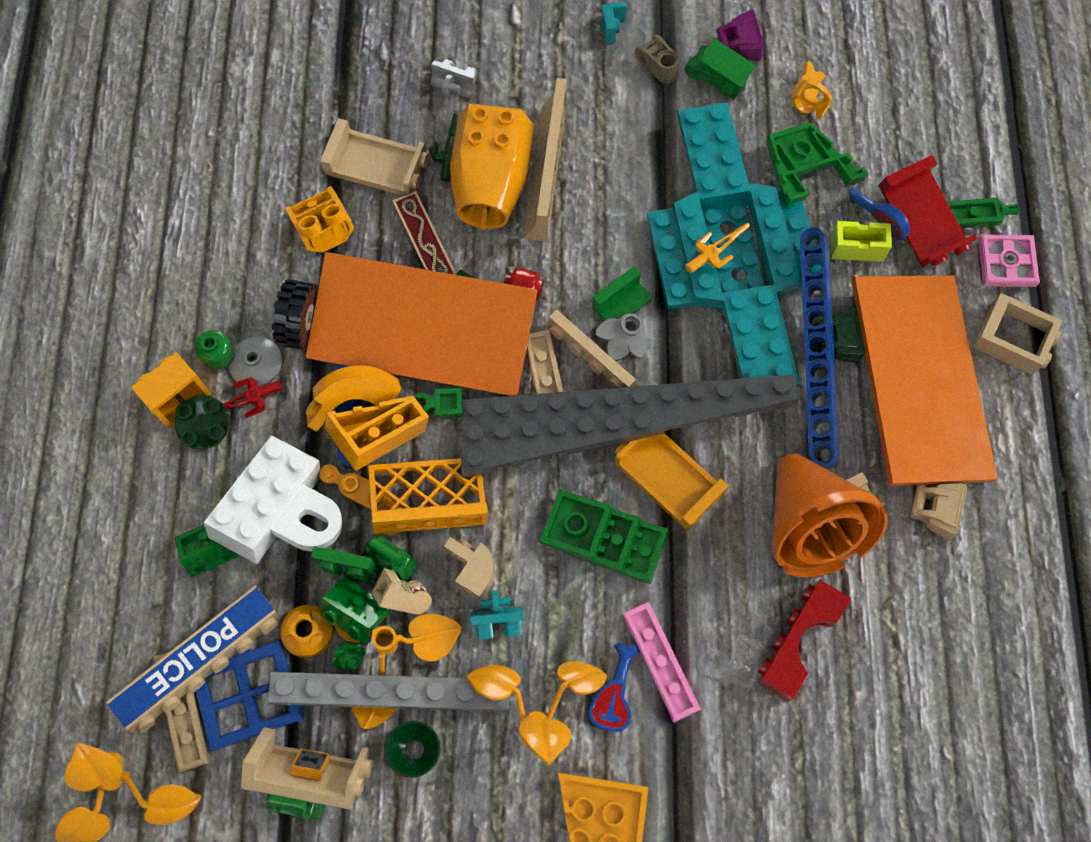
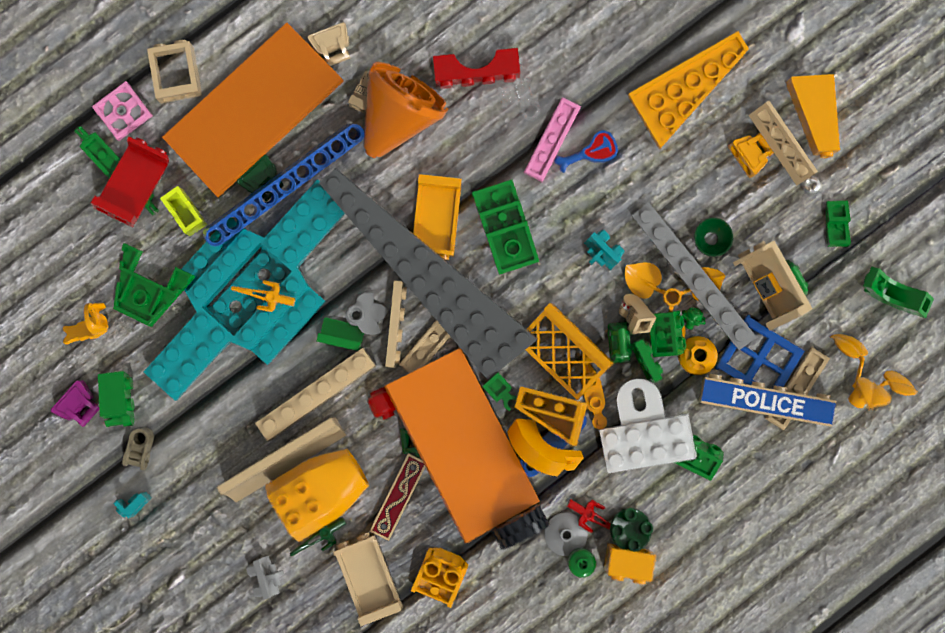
camera: 130 degrees left, 15 degrees up
(478, 570) = (583, 283): tan brick -> none
(539, 732) = (655, 163): light orange plant -> none
(582, 235) = (315, 394): none -> tan brick
(883, 213) = (153, 207): blue piece -> none

